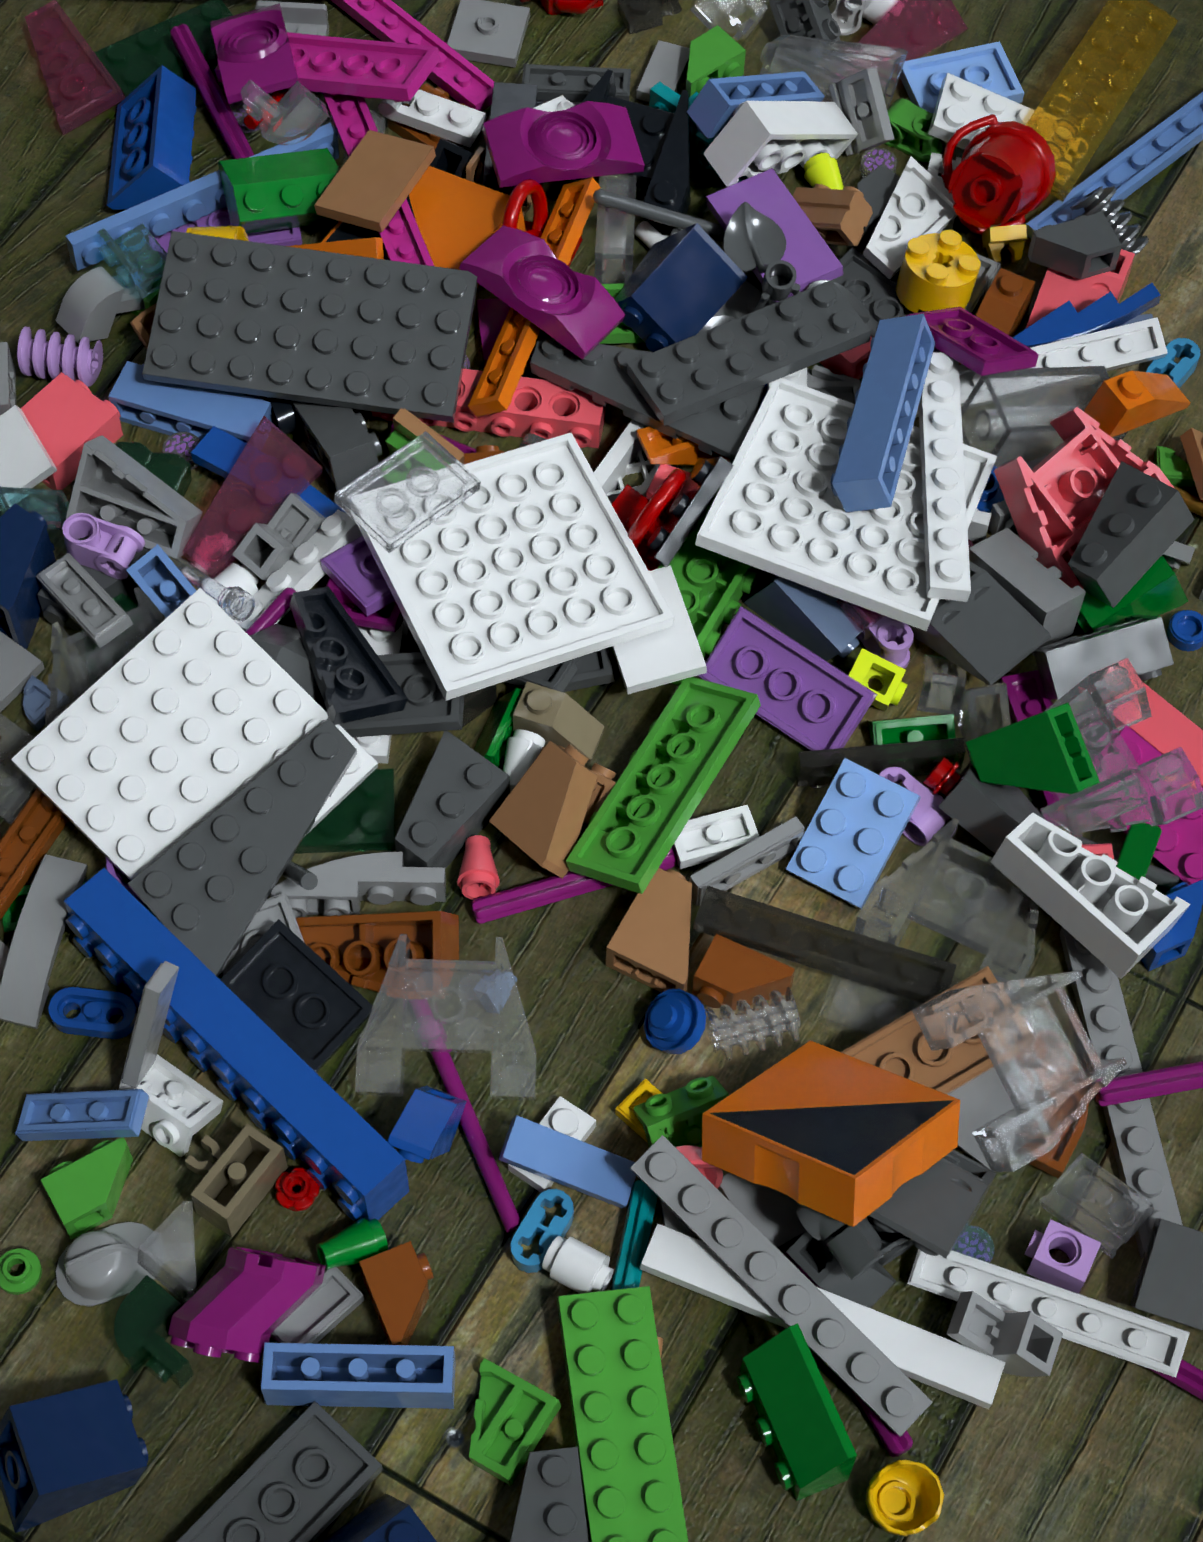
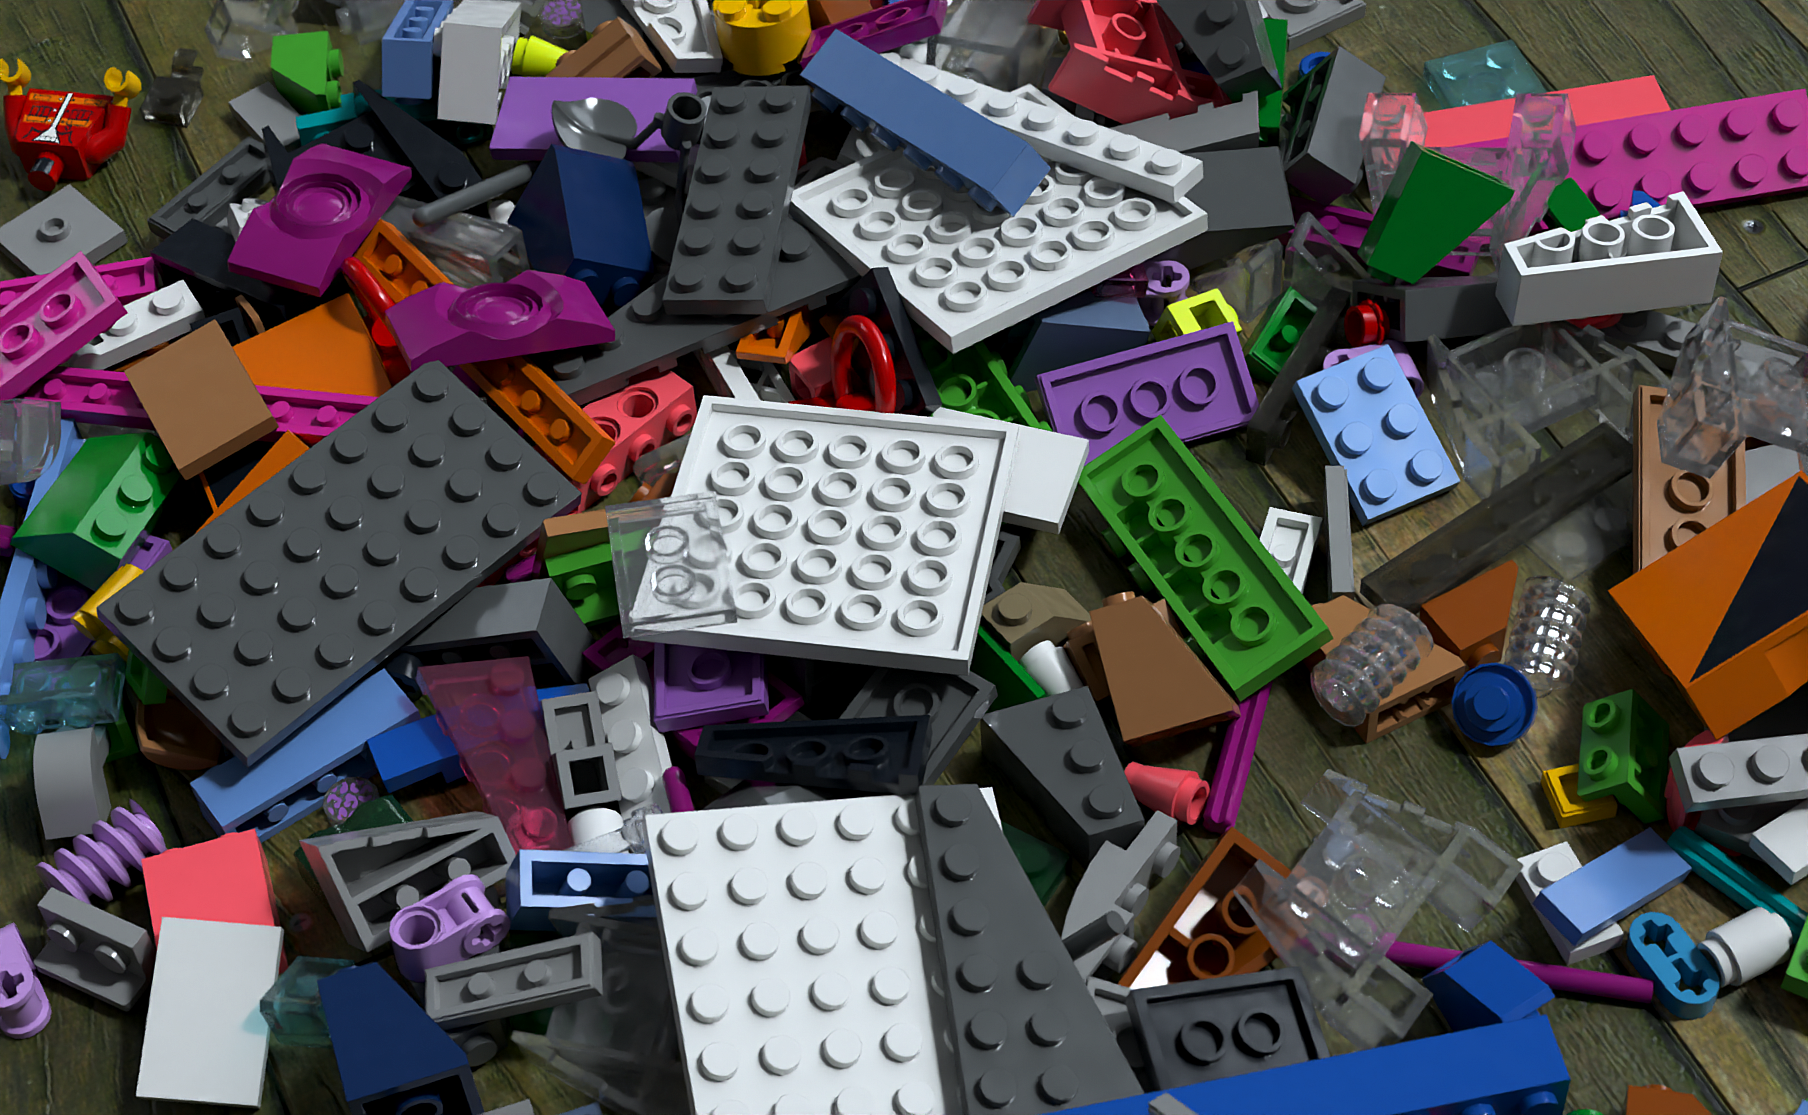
camera: 50 degrees left, 10 degrees down
(627, 923) = (1370, 663): none -> clear piece

